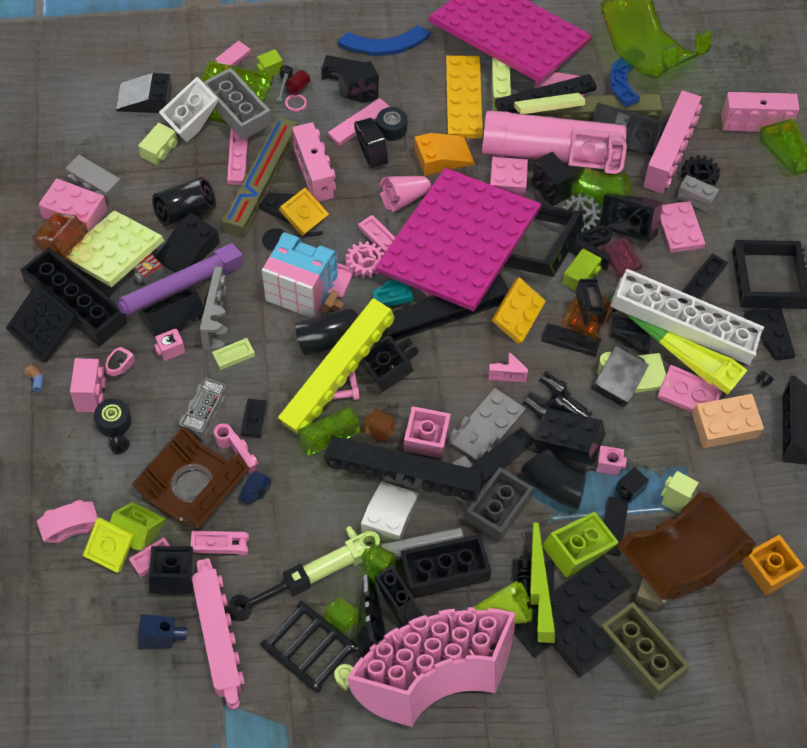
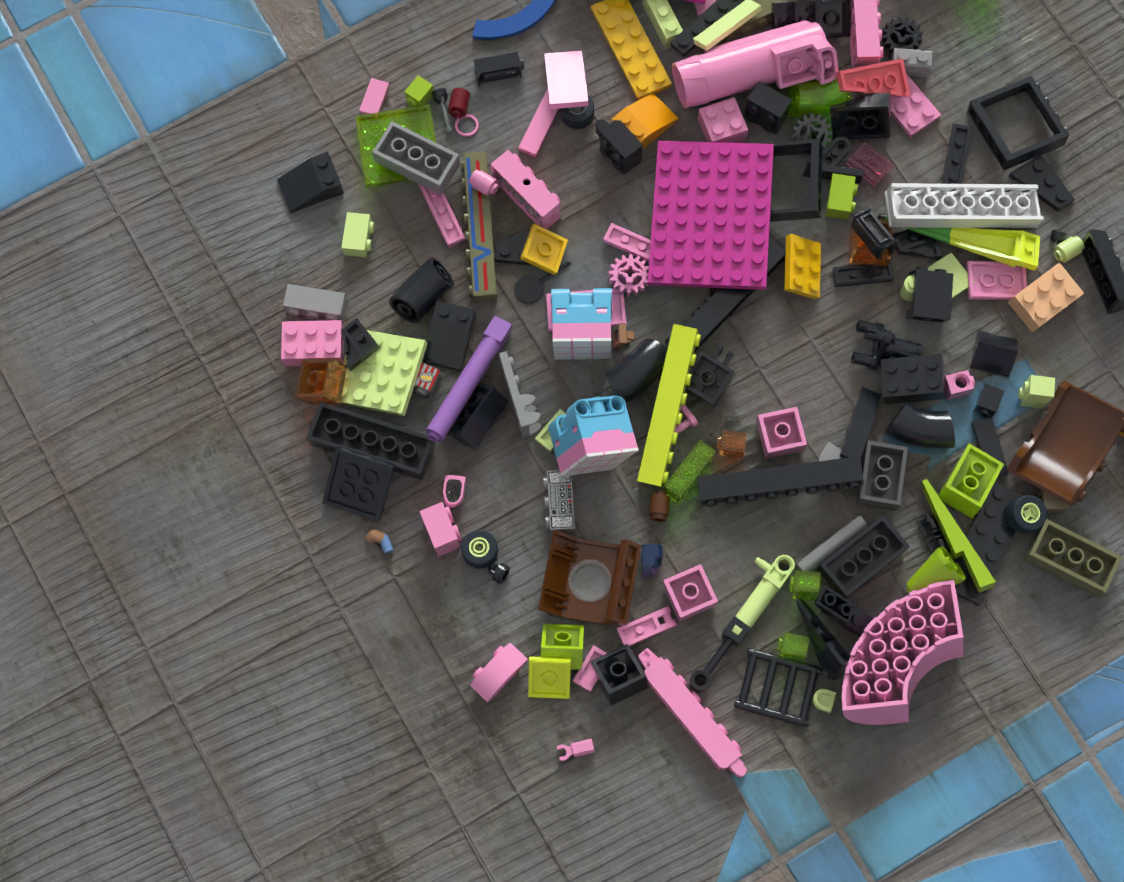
camera: 20 degrees left, 15 degrees up
(98, 618) = (577, 749): none -> bright pink bar
(106, 219) = (357, 344): none -> black wing
(159, 632) = (635, 742): dark blue torso -> none
(169, 344) = (491, 449): bright pink brick -> none
(190, 109) = (372, 184): white slope -> none
(238, 446) = (612, 524): bright pink plate -> none
(254, 418) = (611, 489): black plate -> none
(256, 360) = (593, 436): none -> piece
(272, 528) = (690, 593): none -> bright pink brick
(280, 141) = (484, 183): none -> bright pink brick
(287, 448) = (659, 506): none -> reddish brown brick
(359, 82) = (525, 78): black slope -> none
(371, 142) = (570, 141): black beam -> none
(389, 512) = (785, 526): white slope -> none
(393, 97) = (566, 80): none -> tile
(393, 293) = (673, 301): teal wing -> none
(402, 190) = (627, 185): bright pink cone -> none
(410, 156) = (619, 145): none -> black hinge
(486, 425) = (829, 399): light grey hinge -> none
(513, 372) = (826, 332): bright pink slope -> none
(583, 645) = (1019, 576): black brick -> none
(622, 585) = (1033, 511): none -> black wheel
(657, 187) = (876, 78): none -> coral wing
(657, 450) = (994, 353): none -> black slope
(769, 391) = (1068, 249): none -> yellowish green brick

